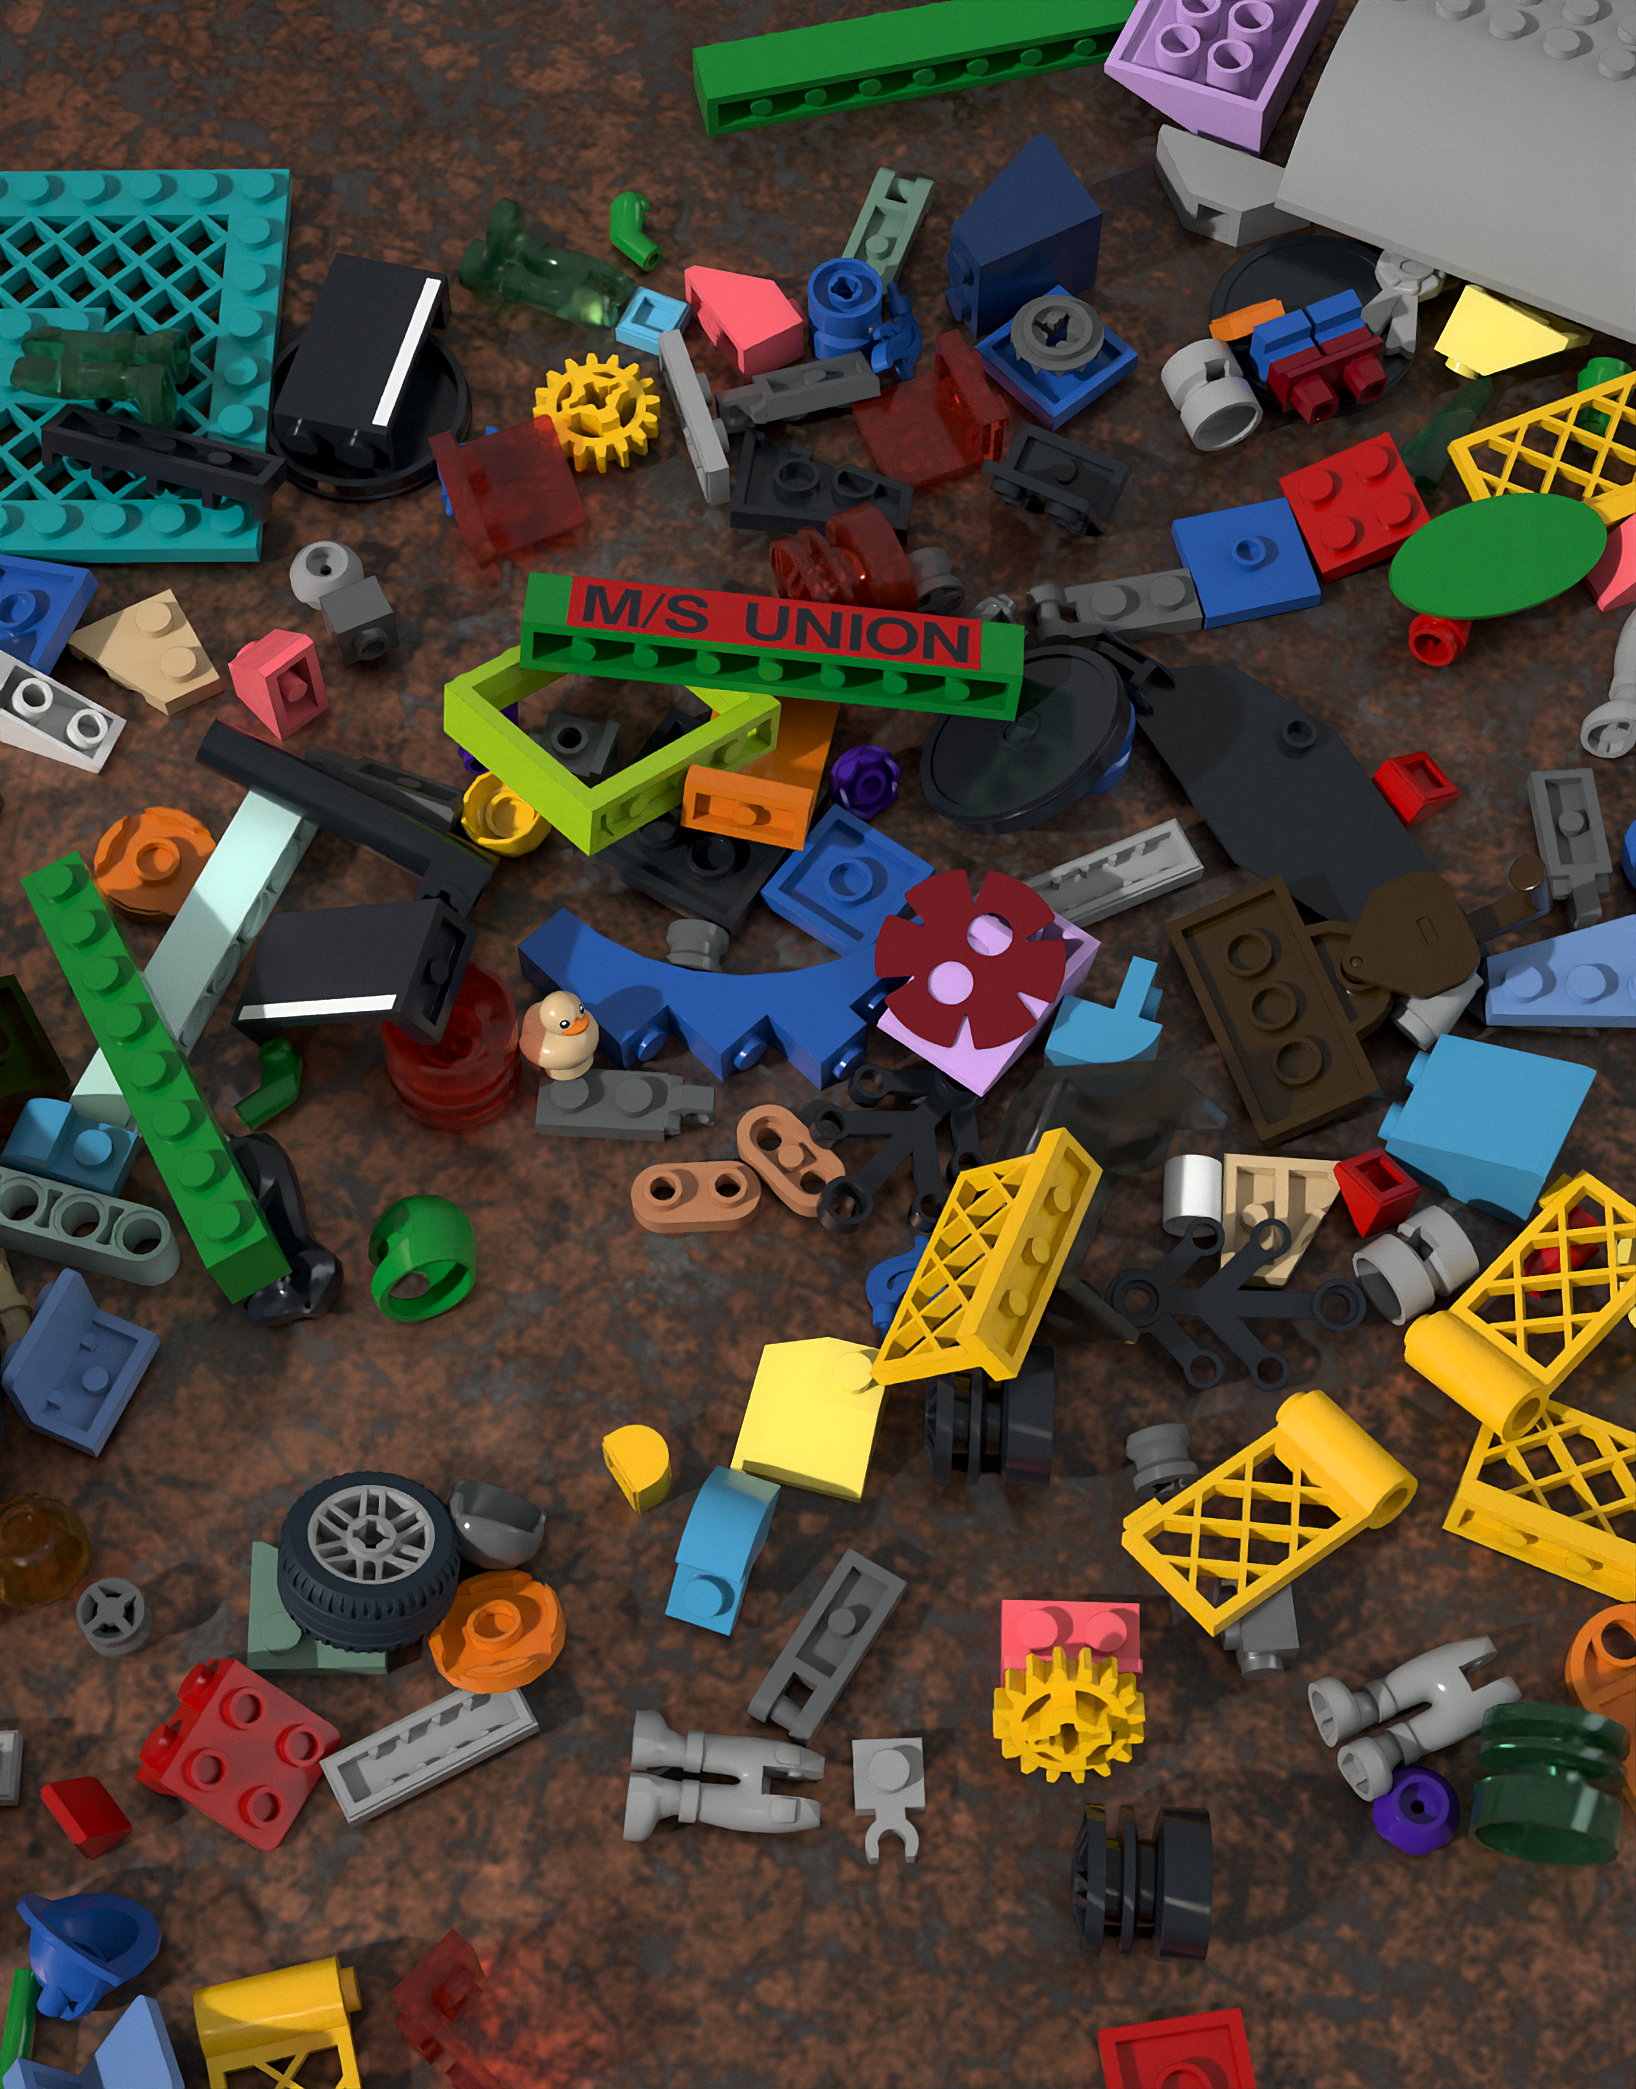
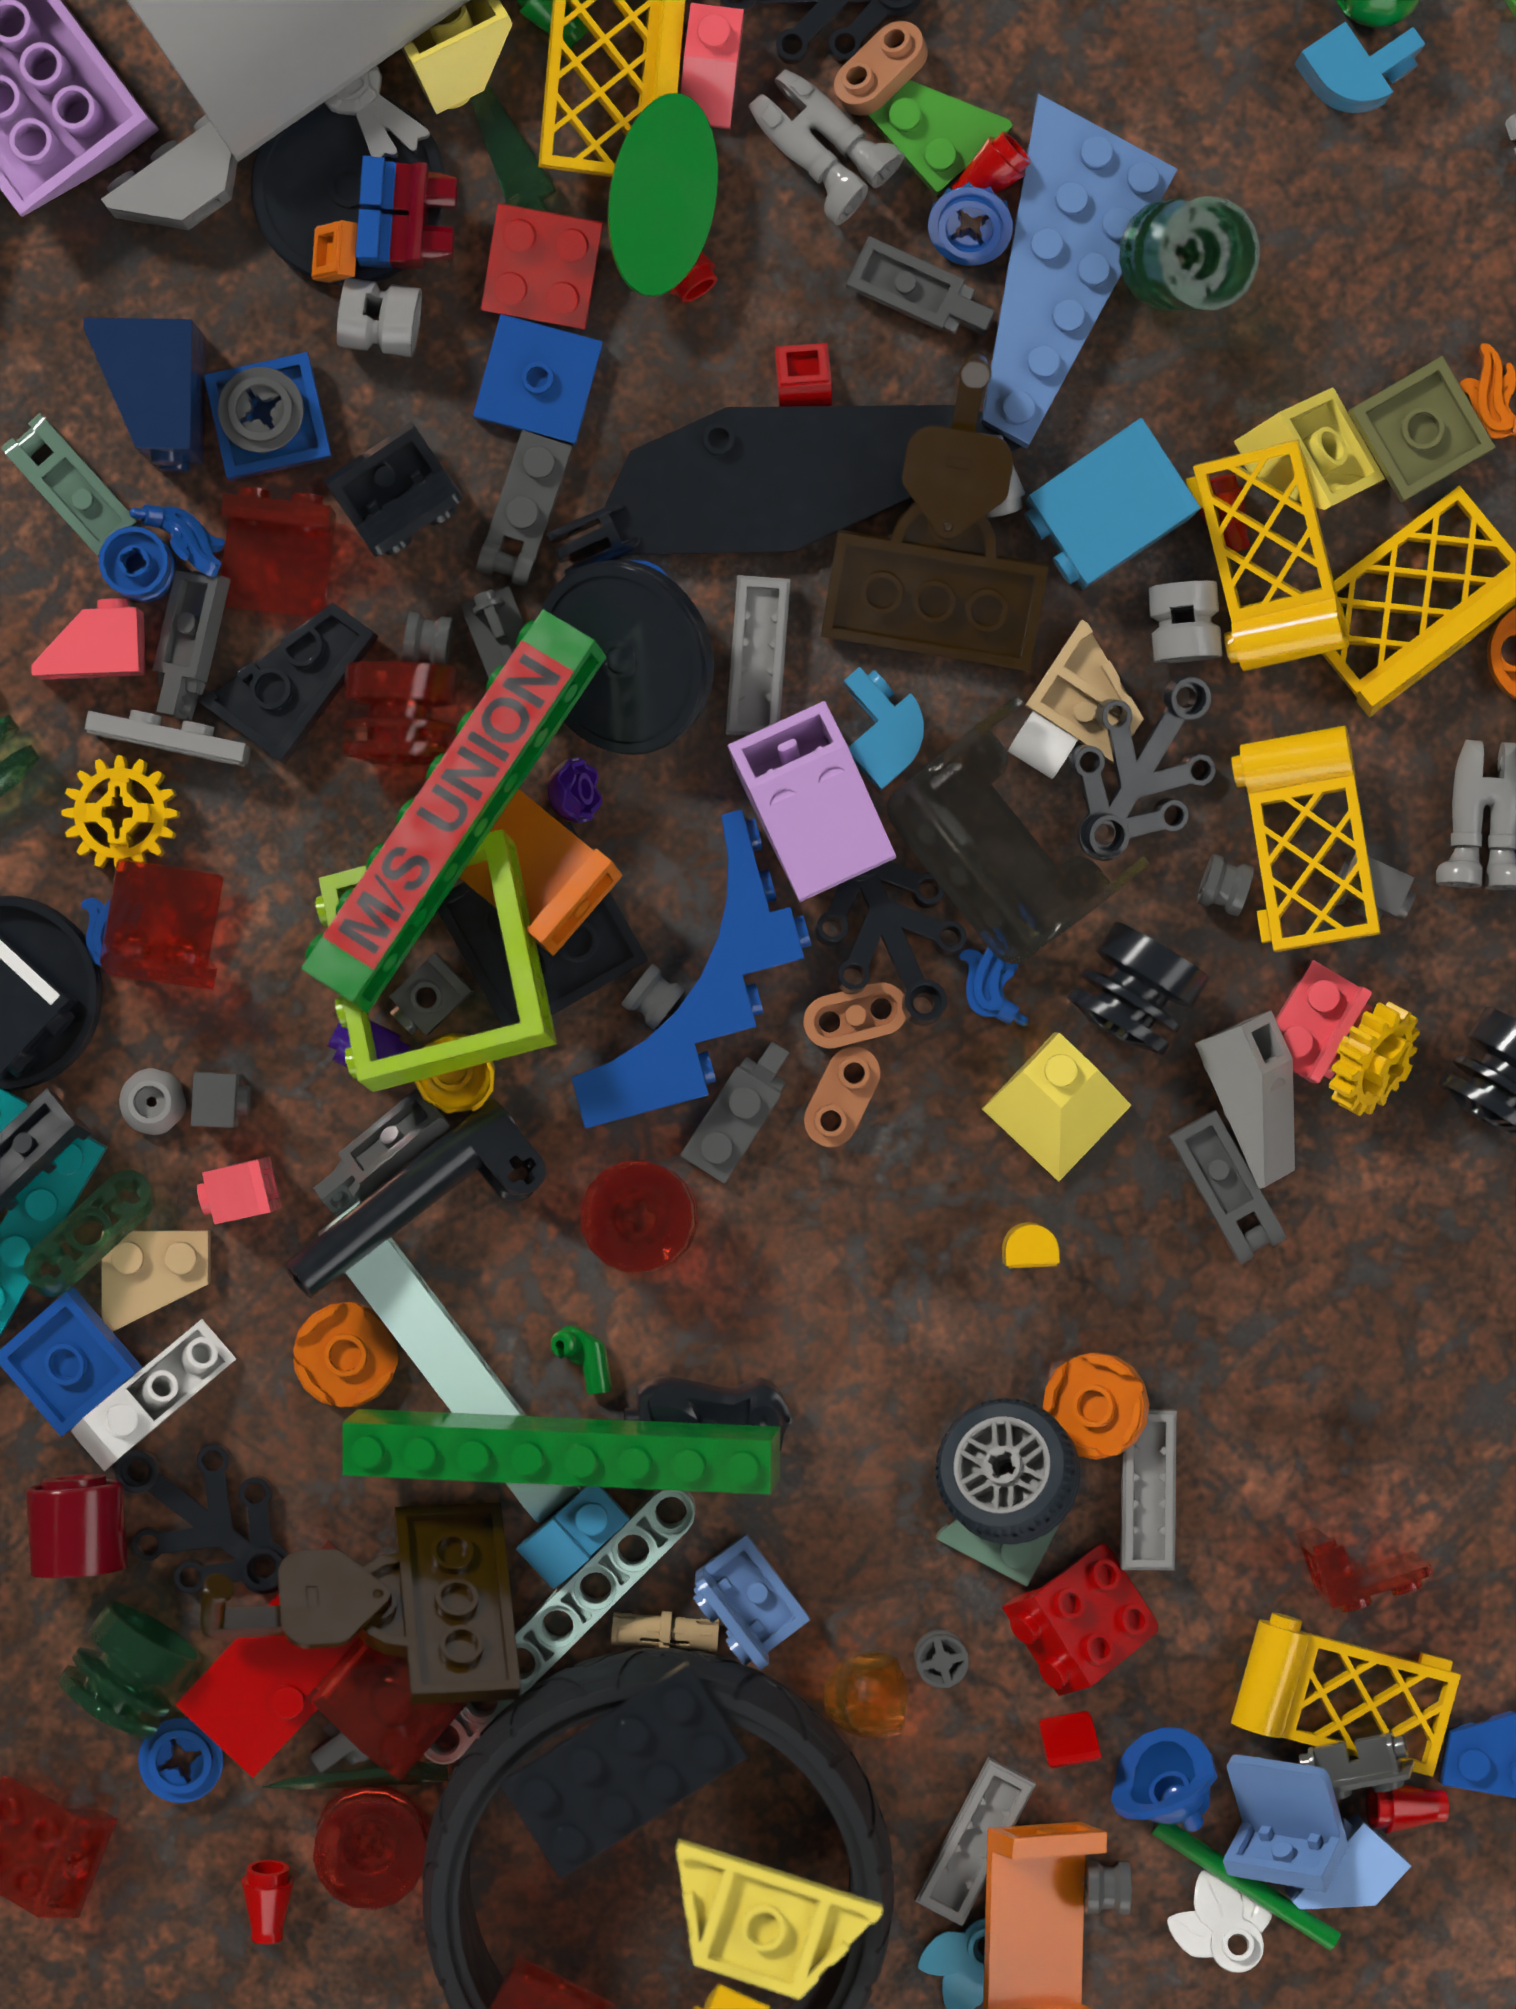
camera: 60 degrees left, 25 degrees up
(149, 550) = (50, 1247): none -> clear green beam
(357, 967) = (556, 1265): black panel -> none
(428, 1238) = (789, 1313): green helmet -> none
(495, 1525) = (1019, 1368): dark grey hair -> none
(560, 1036) = (678, 1136): tan animal -> none
(649, 316) = (47, 717): medium azure tile -> none
(720, 1547) = (1121, 1220): dark azure brick -> none
(736, 1806) = (1270, 1292): light grey piece -> none
(845, 882) = (656, 848): blue plate -> none
(889, 1785) = (1340, 1197): light grey plate -> none
(951, 1615) = (1255, 1086): none -> light grey slope
(992, 1007) = (747, 804): dark red piece -> none
(1008, 1281) = (1063, 915): yellow fence -> none
(1376, 1191) = (1110, 613): red slope -> none

